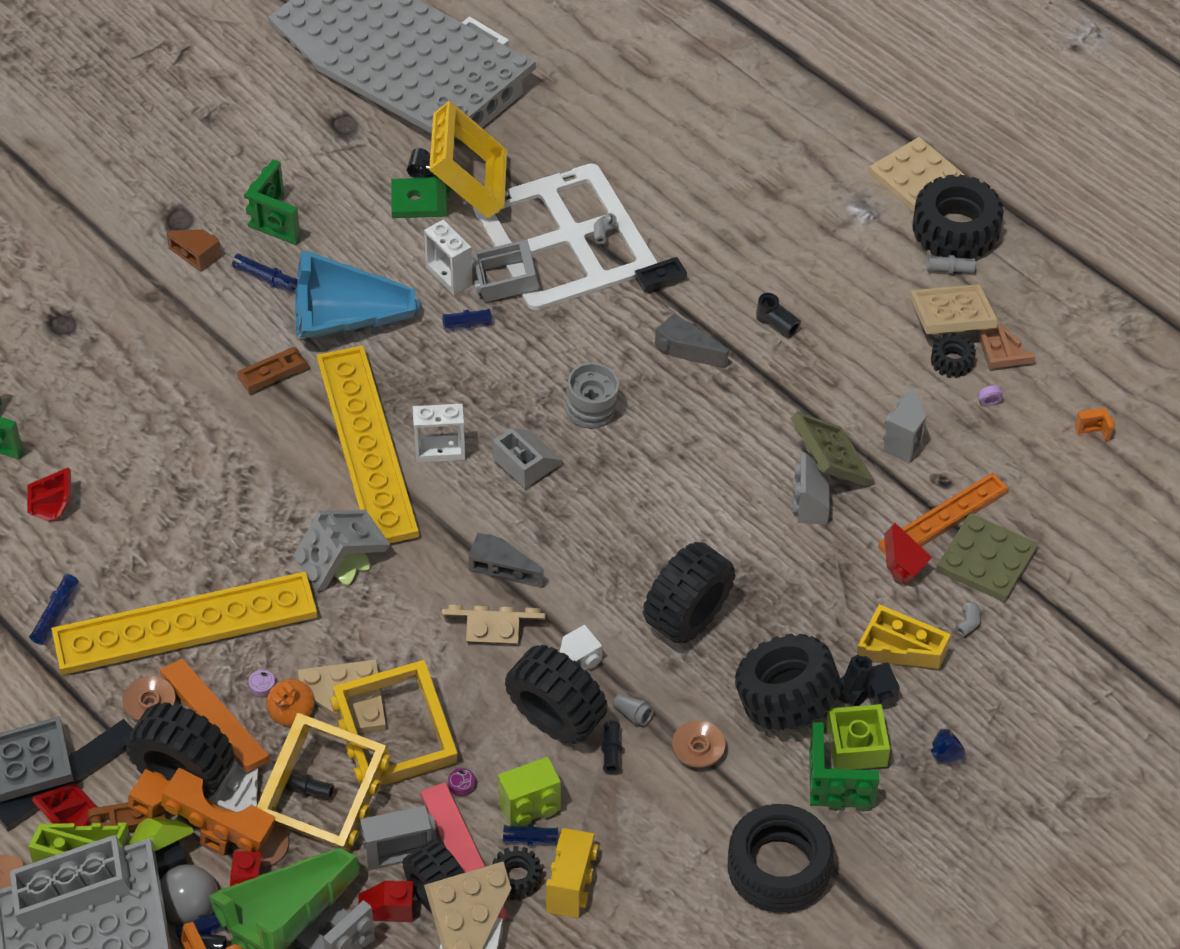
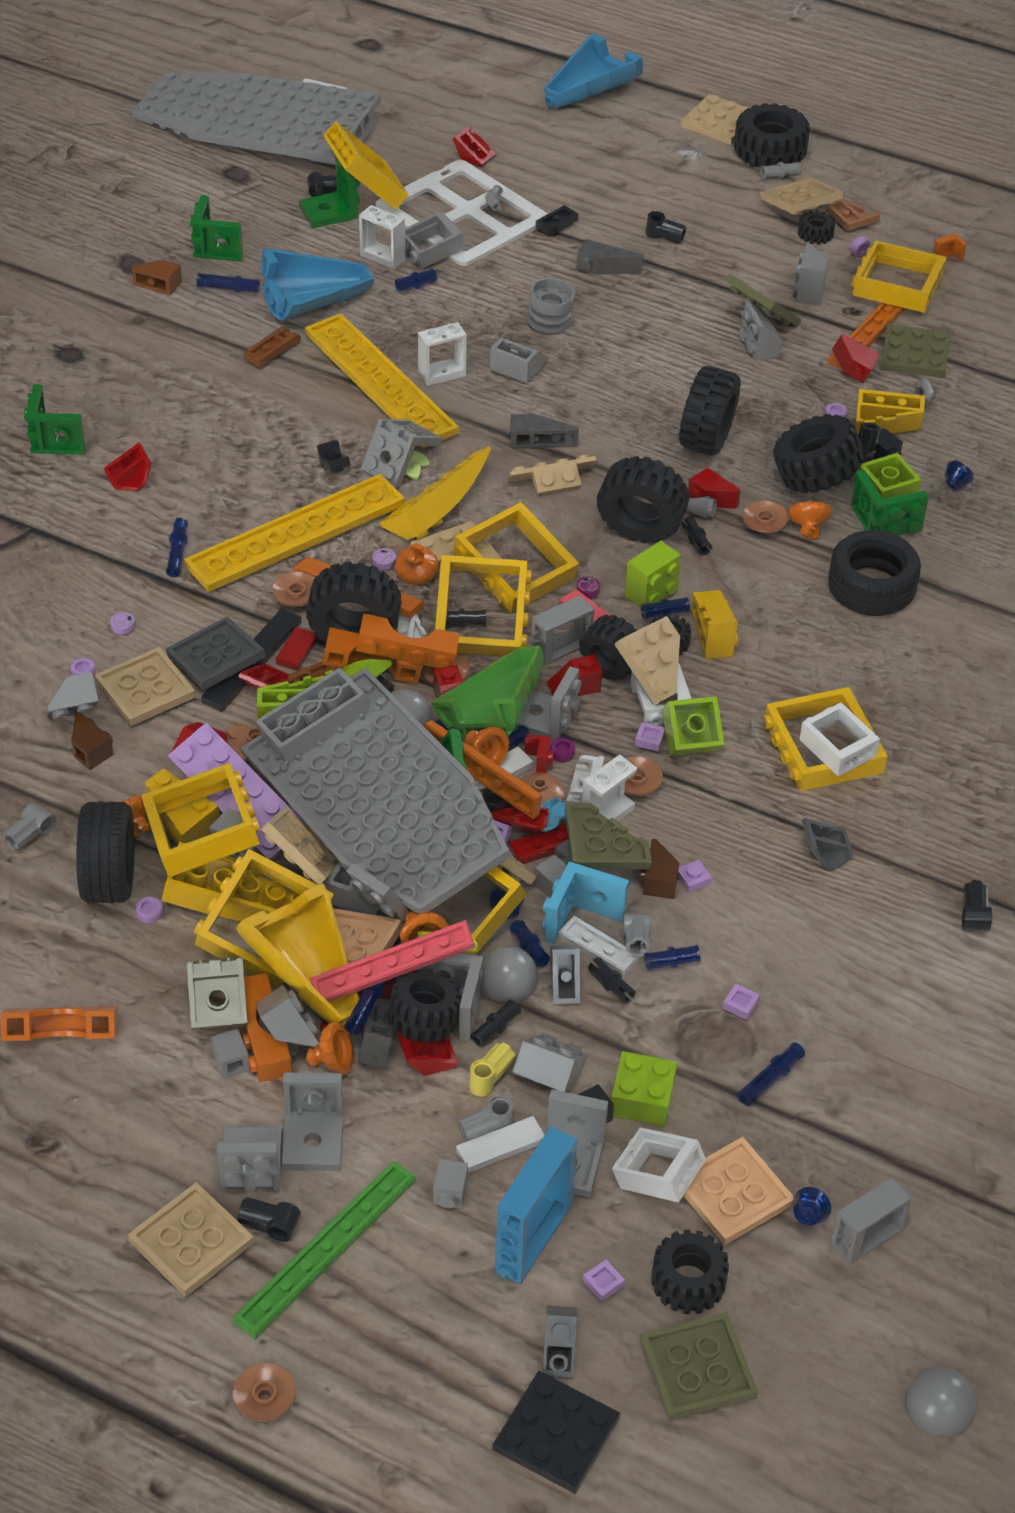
camera: 20 degrees left, 5 degrees down
(114, 776) = (296, 648): none -> red tile
(266, 535) = (331, 456): none -> black bracket
(335, 630) = (436, 500): none -> yellow wedge
(614, 151) = (472, 147): none -> red slope
(656, 688) = (711, 484): none -> red slope
(744, 762) = (809, 517): none -> orange hair
(788, 80) = (590, 73): none -> dark azure cone
(852, 620) = (836, 408): none -> lavender tile
(1031, 423) = (902, 258): none -> yellow window

